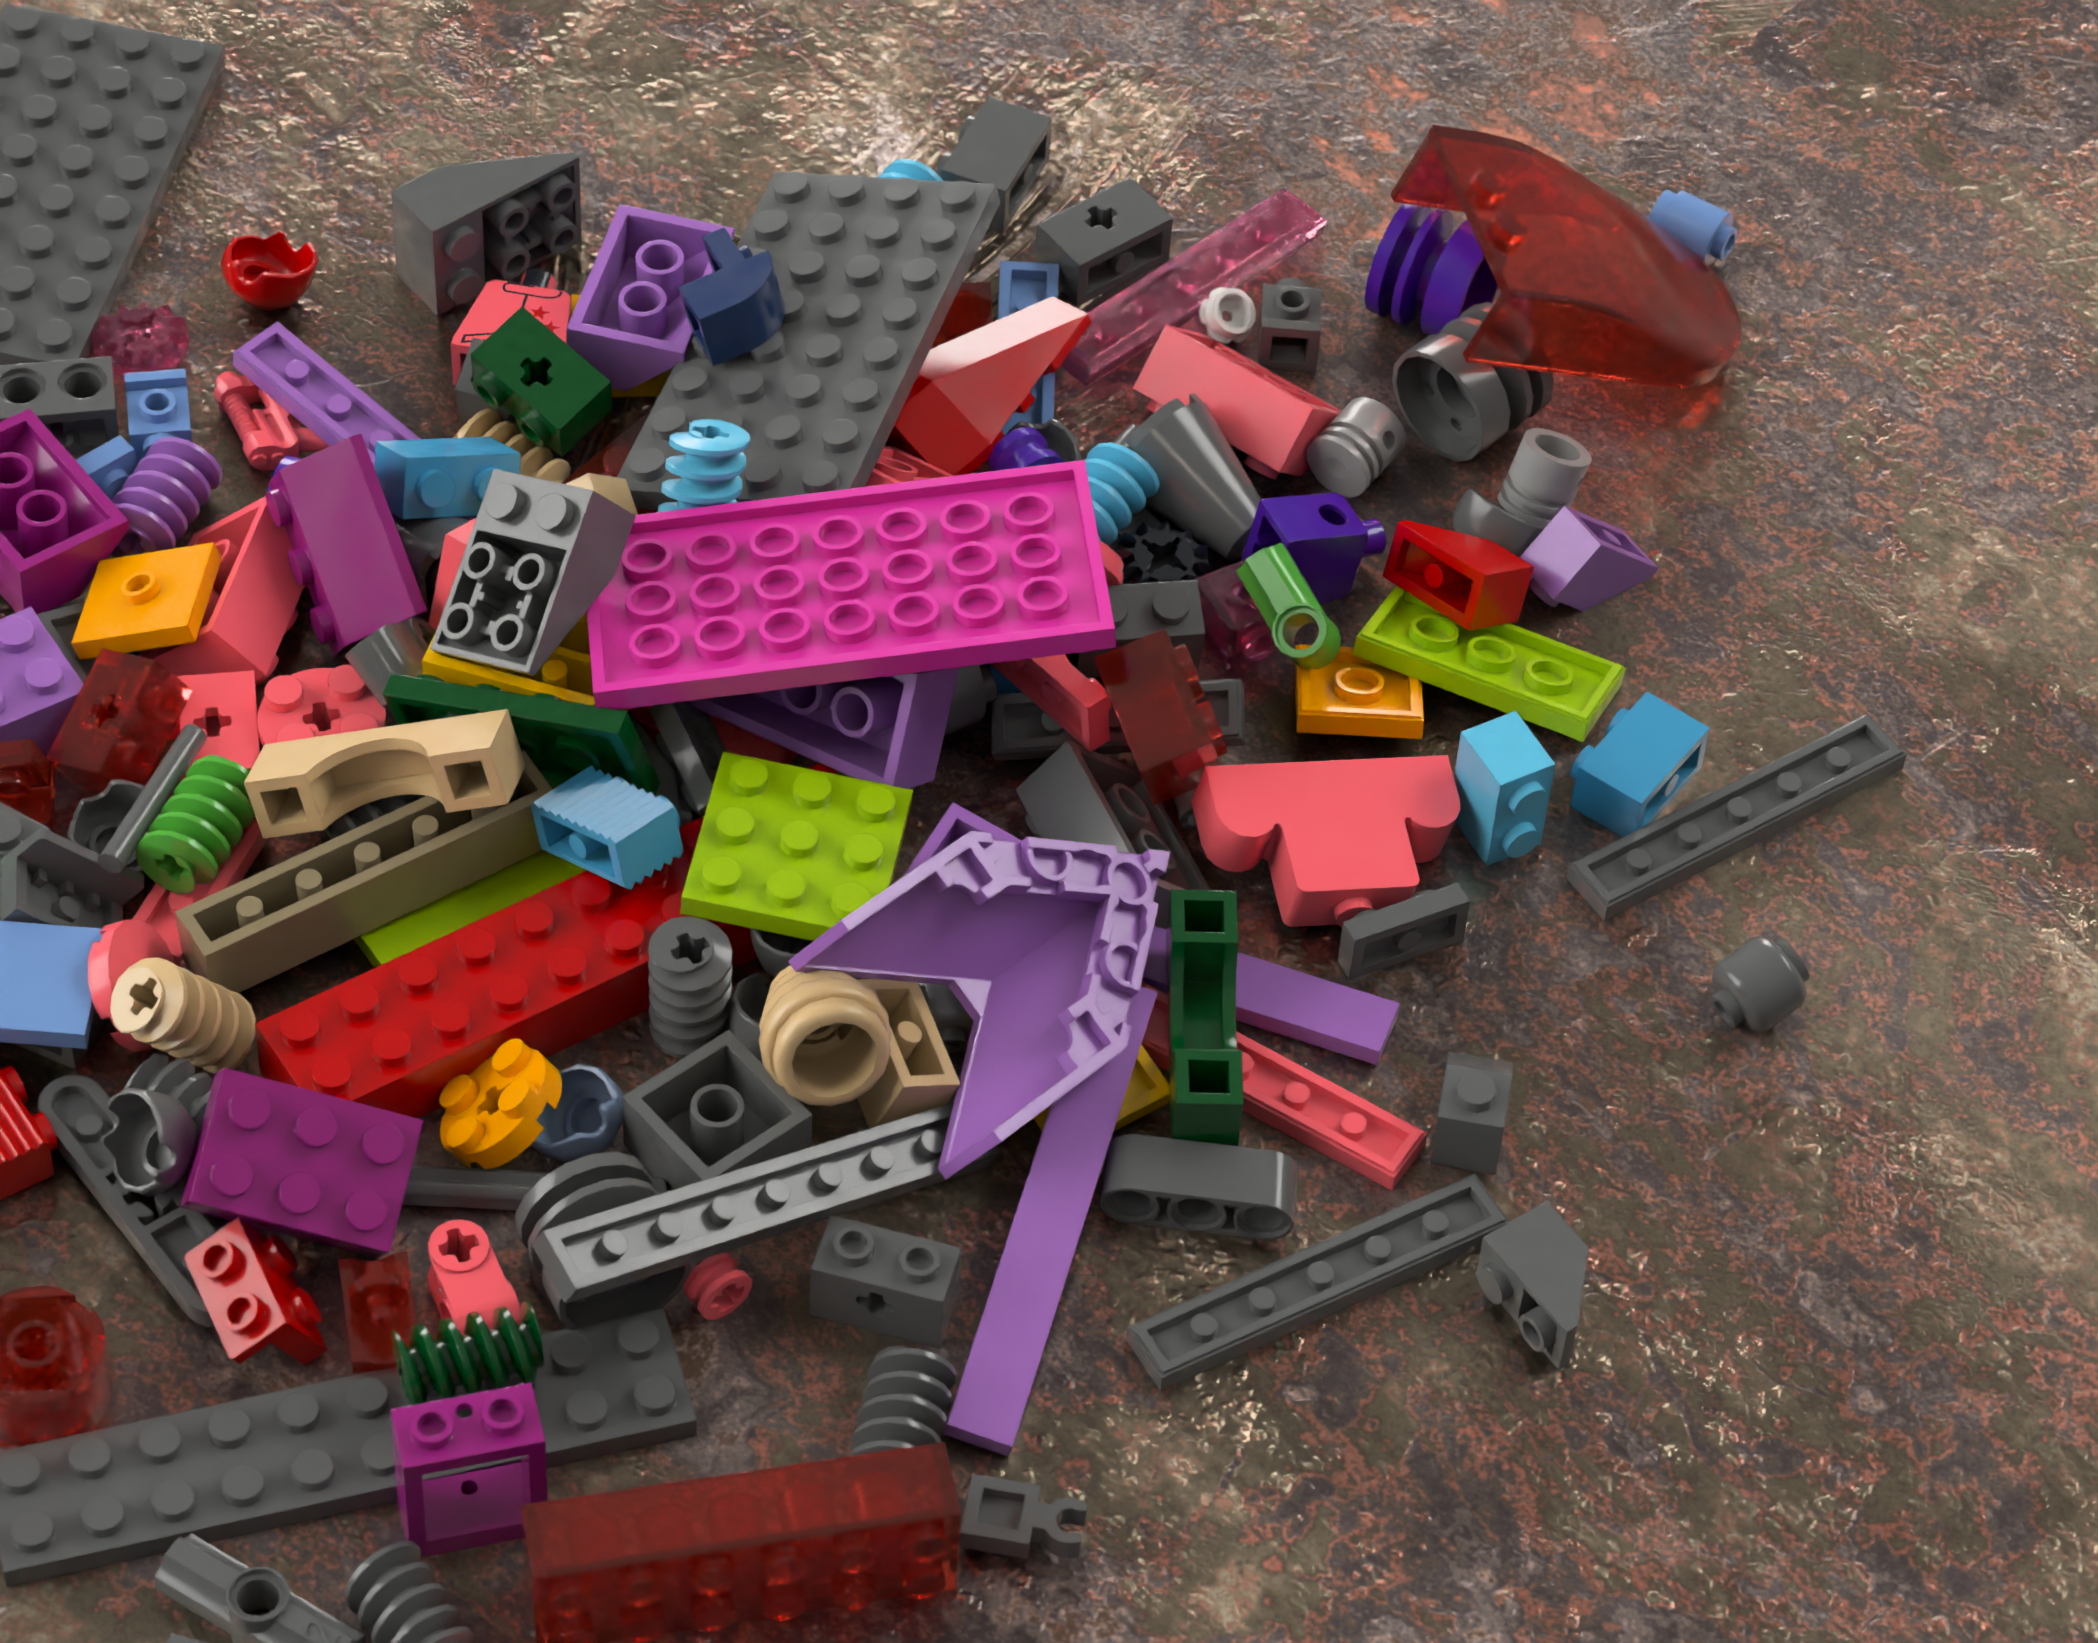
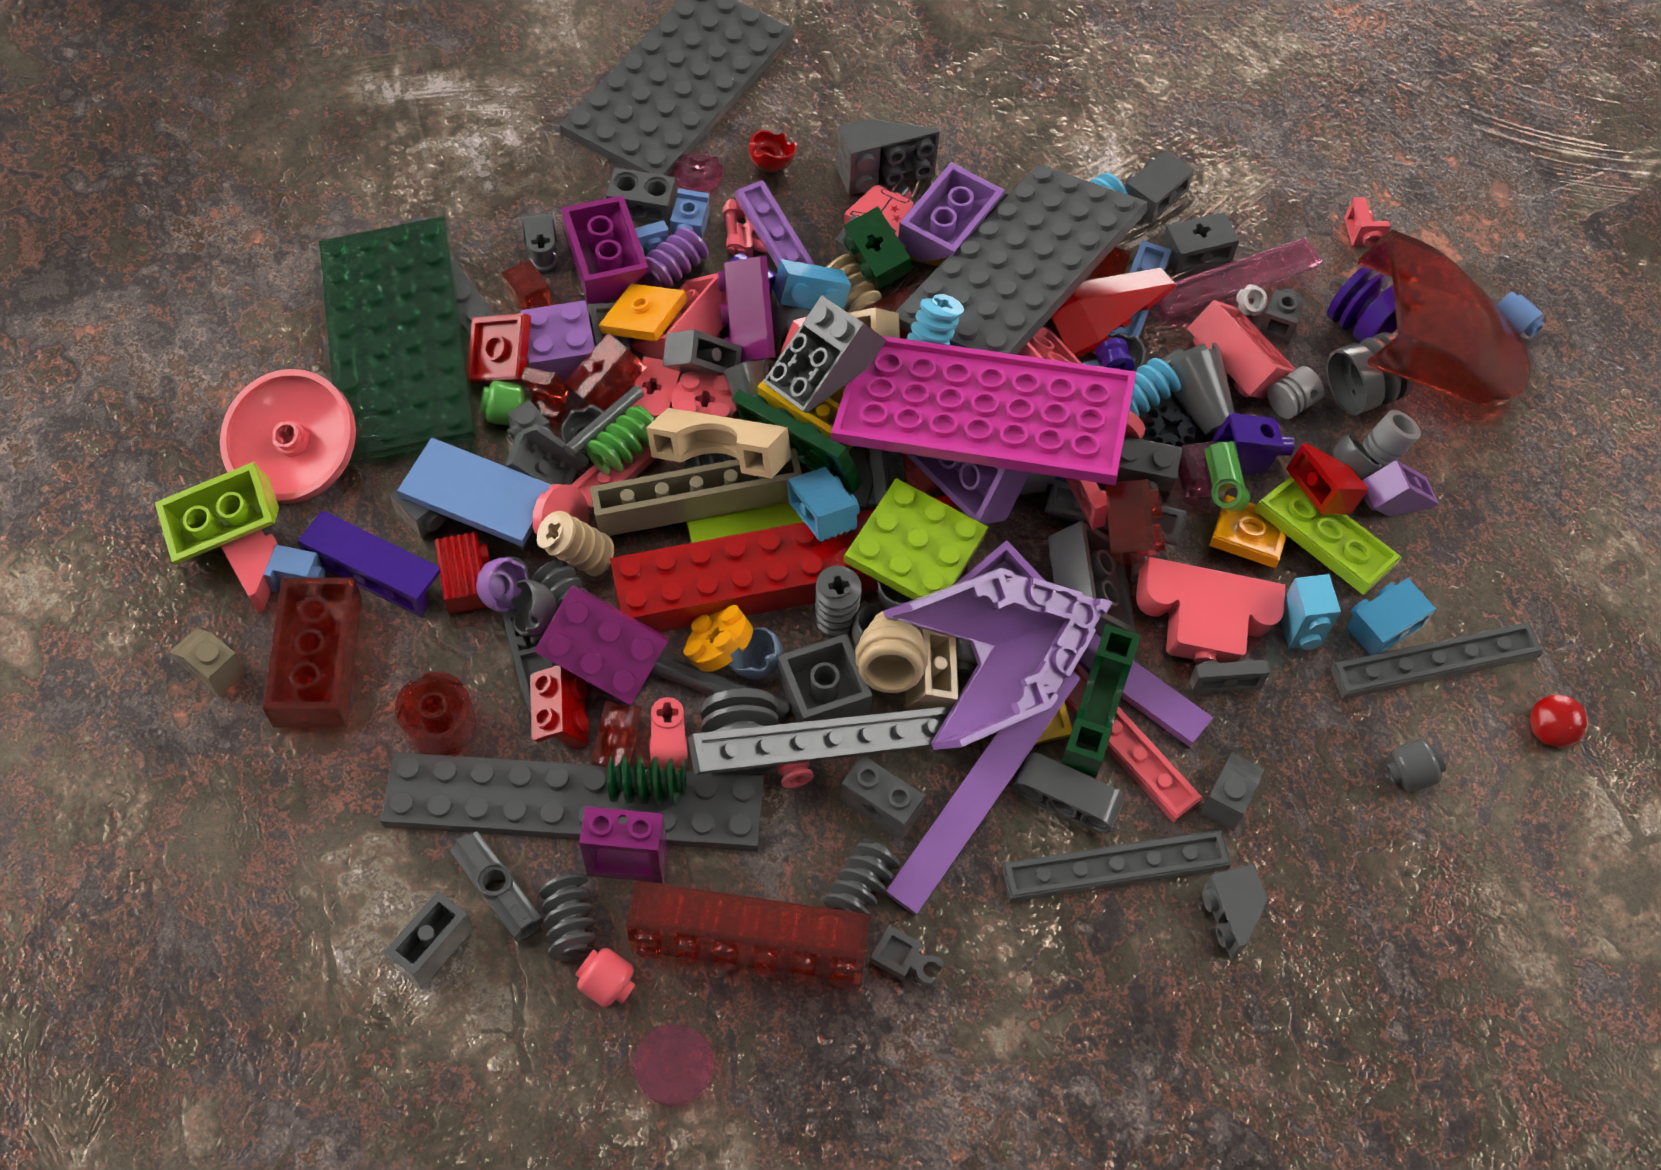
camera: 20 degrees right, 10 degrees up
(72, 1116) = (498, 582): none -> medium lavender hair
(285, 638) = (699, 353): none -> dark grey brick
(736, 303) = (989, 232): dark blue brick -> none
(1373, 145) = (1360, 224): none -> coral bracket
(1966, 854) = (1559, 721): none -> red hair

